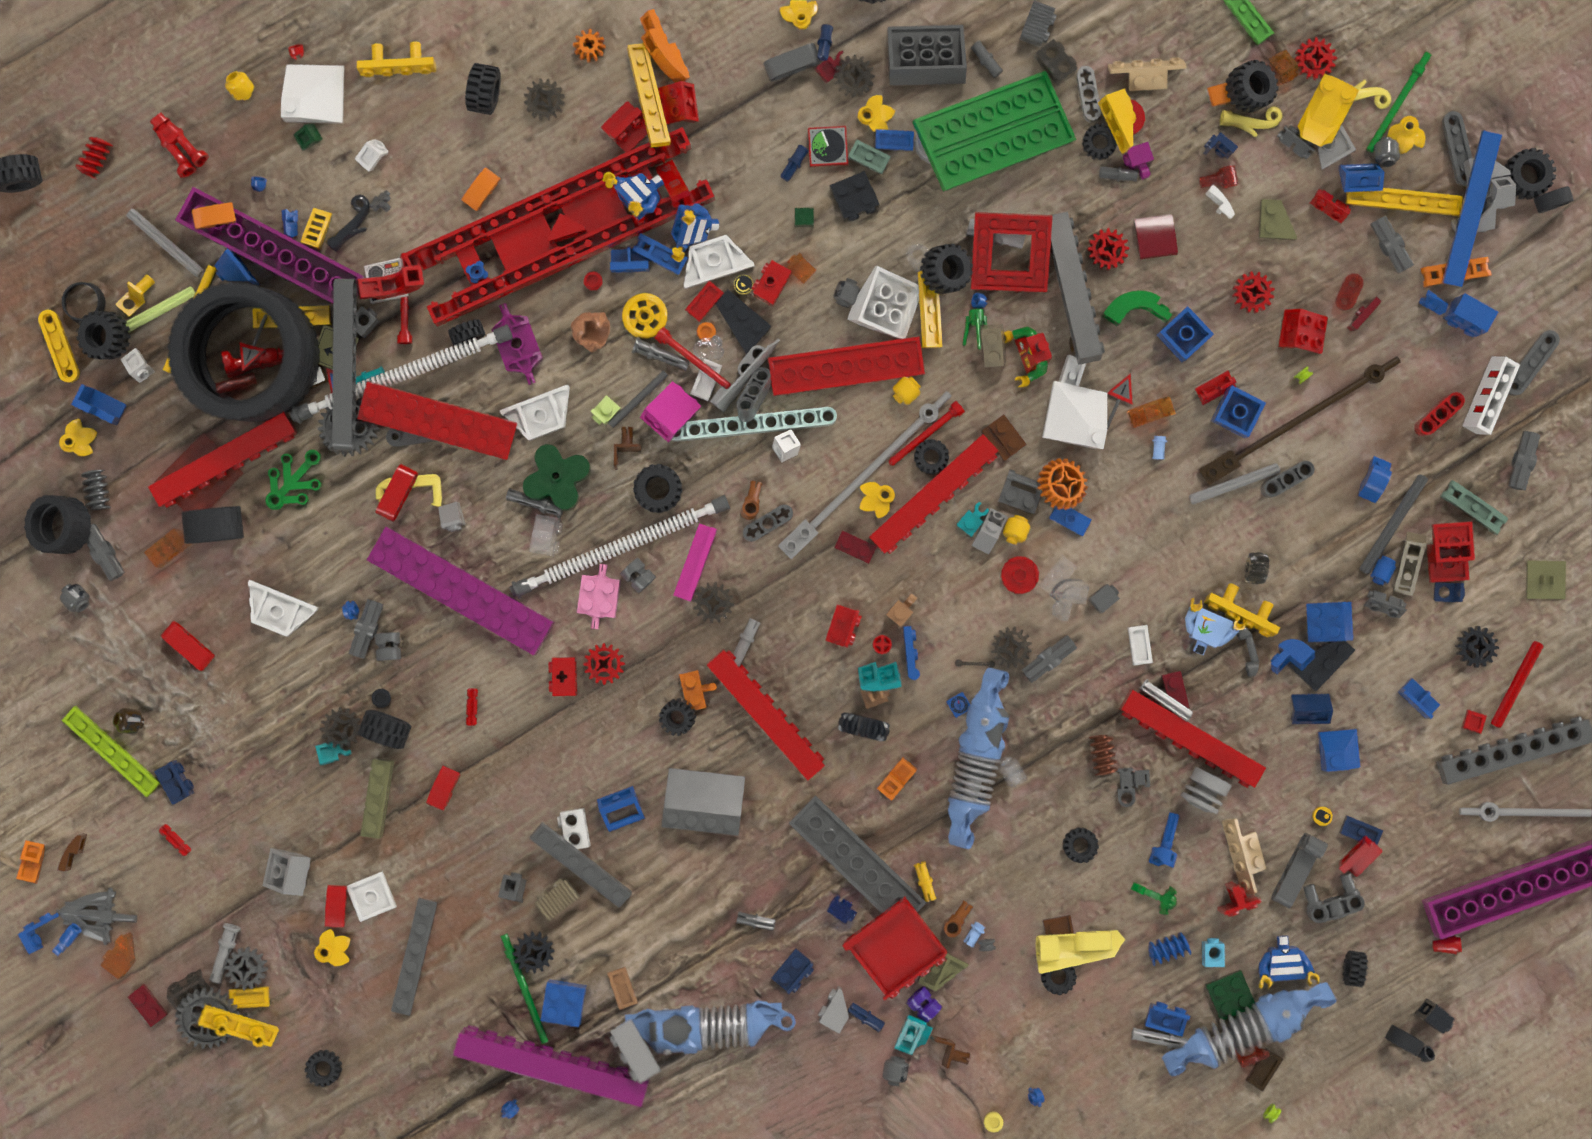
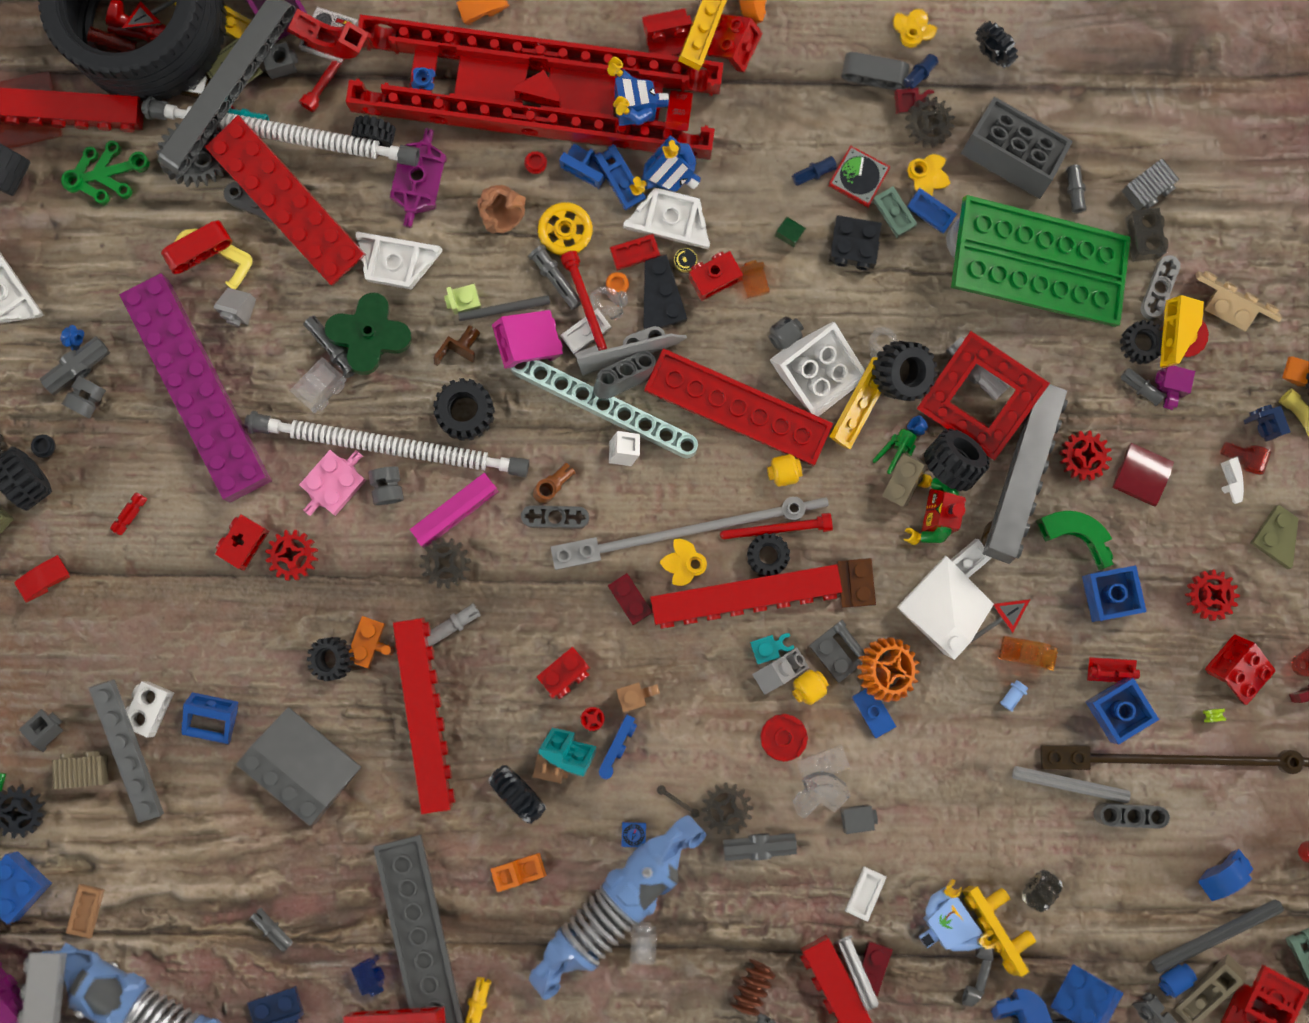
camera: 30 degrees right, 5 degrees down
(1020, 309) = (956, 460): none -> black tyre

